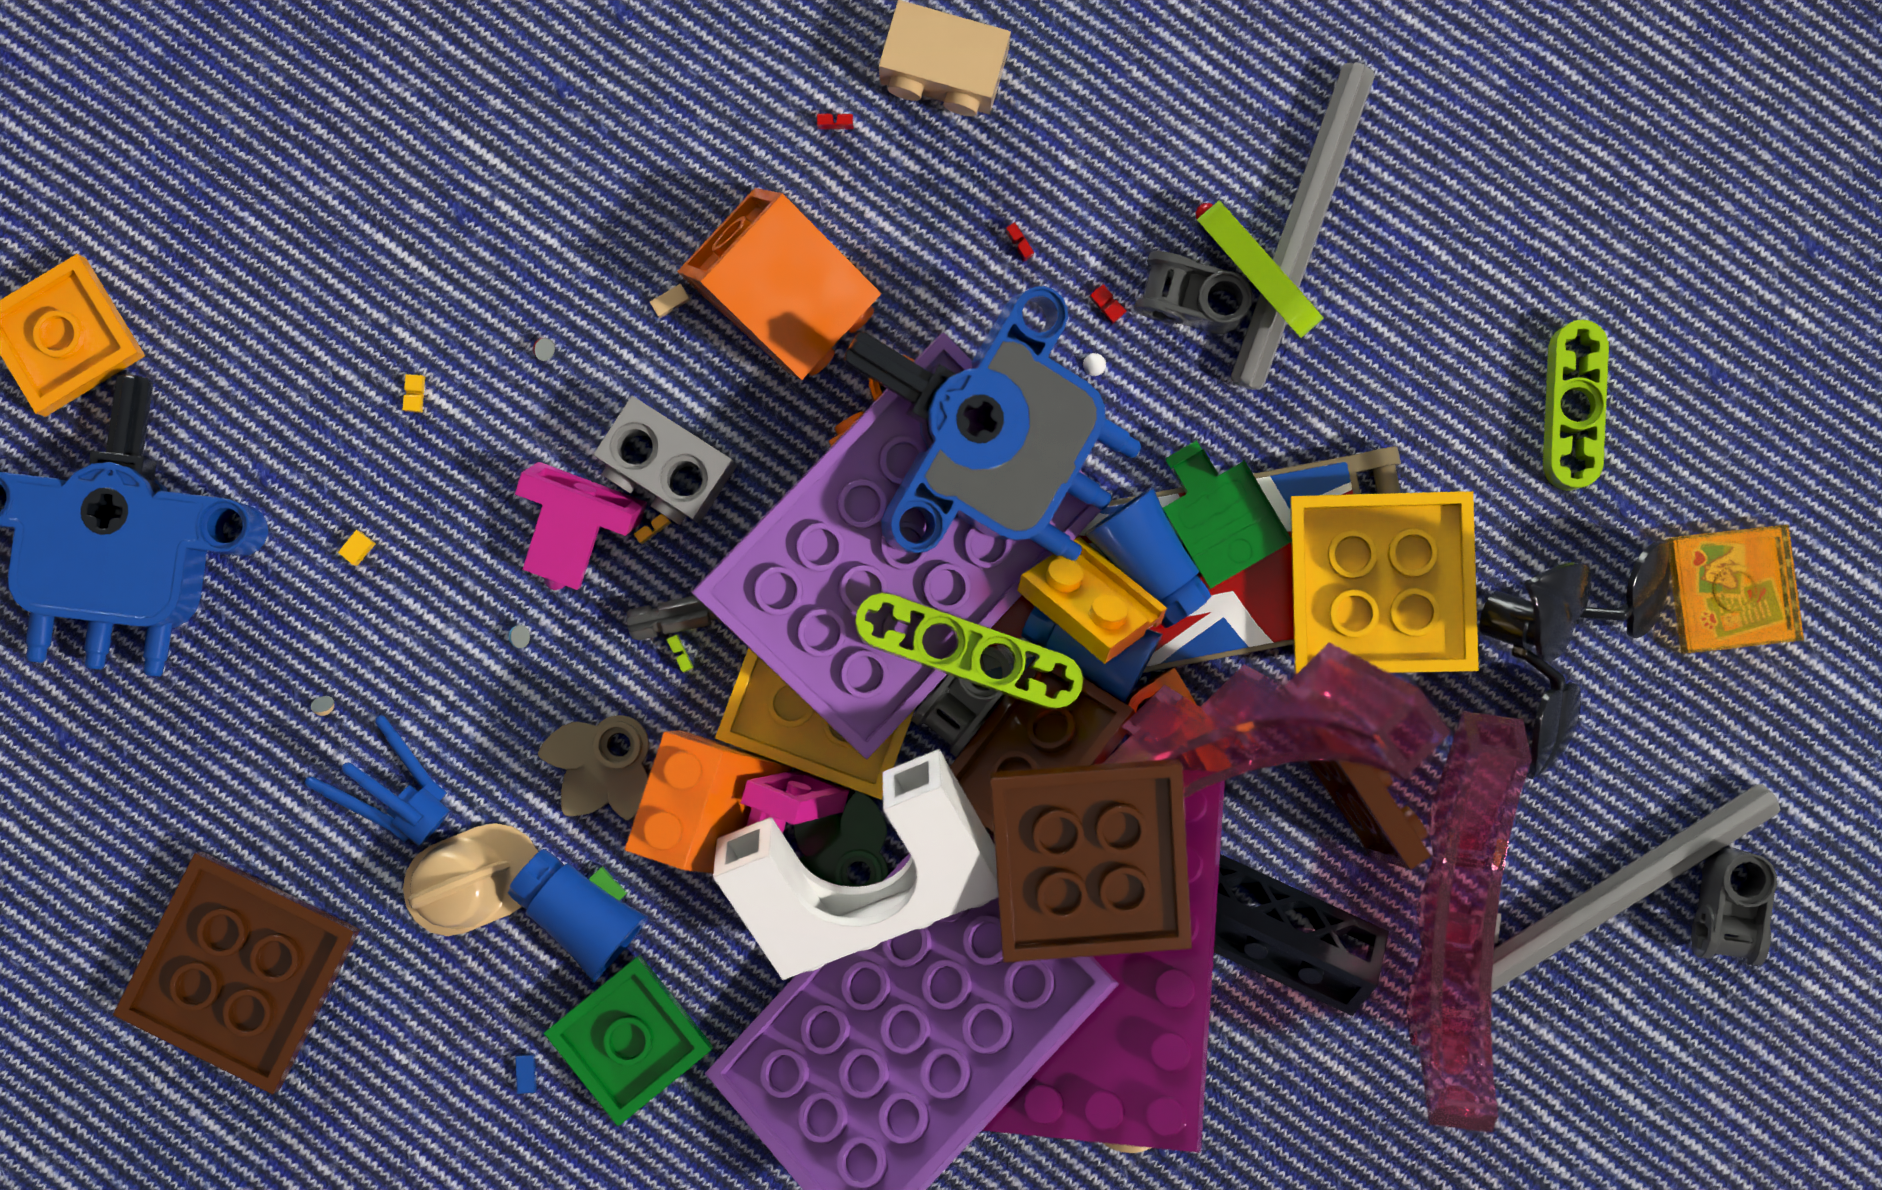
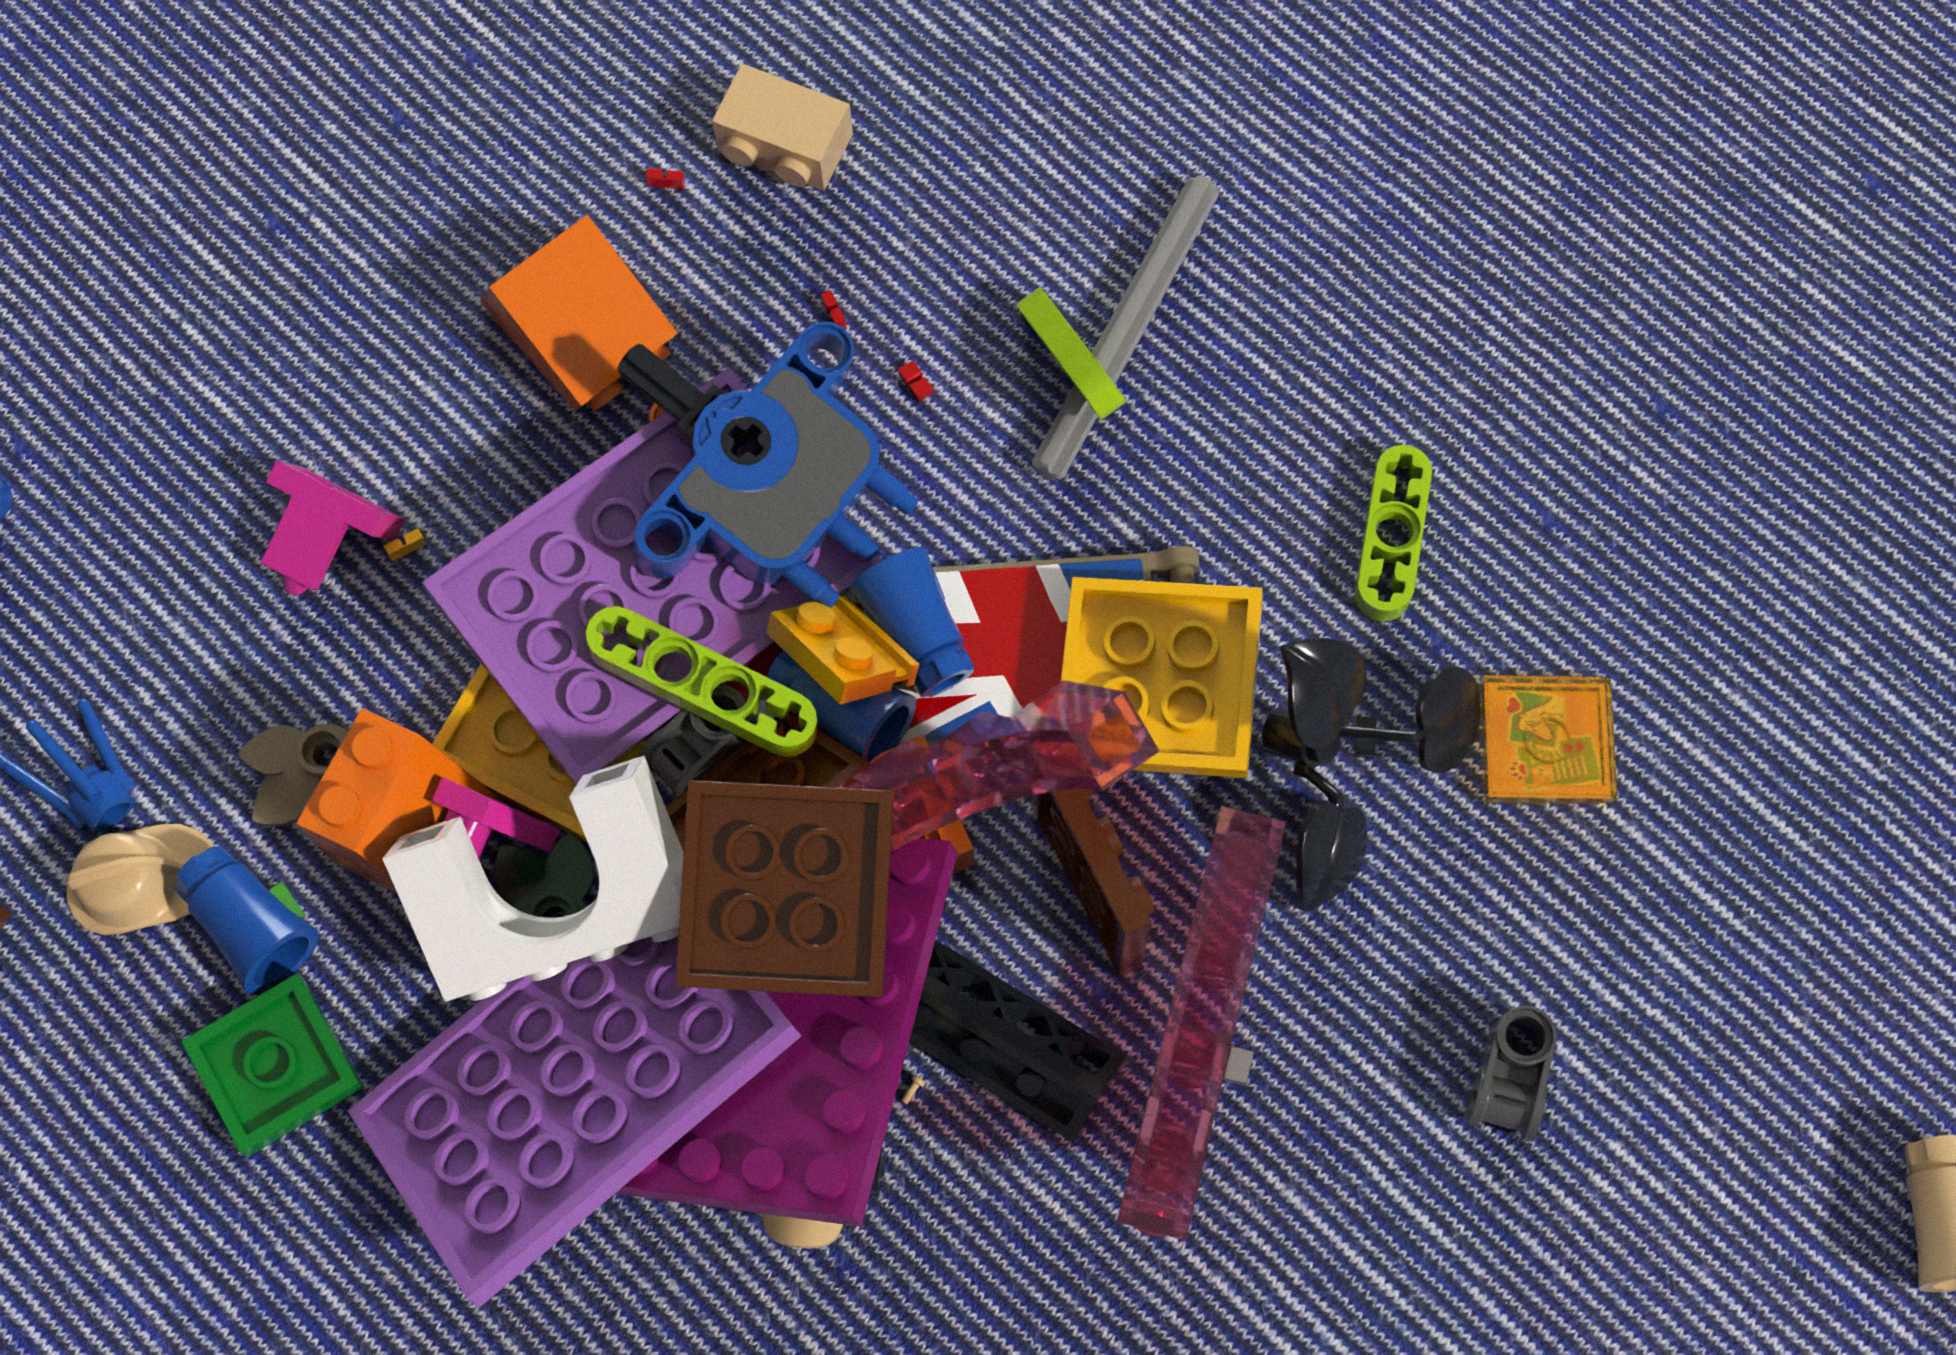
camera: 15 degrees right, 15 degrees down
(322, 705) = (26, 682): light grey piece -> none
(356, 548) = (97, 529): yellow piece -> none
(414, 395) = (191, 385): yellow piece -> none
(519, 636) = (245, 636): light grey piece -> none
(526, 1073) = (154, 1093): blue piece -> none
(543, 349) = (330, 359): light grey piece -> none
(666, 302) = (470, 325): tan piece -> none
(669, 617) = (407, 633): dark grey axle -> none
(672, 451) = (438, 467): light grey brick -> none
(677, 647) = (410, 674): lime piece -> none
(1094, 364) = (893, 439): white piece -> none
(1189, 293) = (993, 370): dark grey piece -> none
(1221, 518) = (999, 598): green piece -> none
(1632, 883) = (1393, 1040): light grey axle -> none

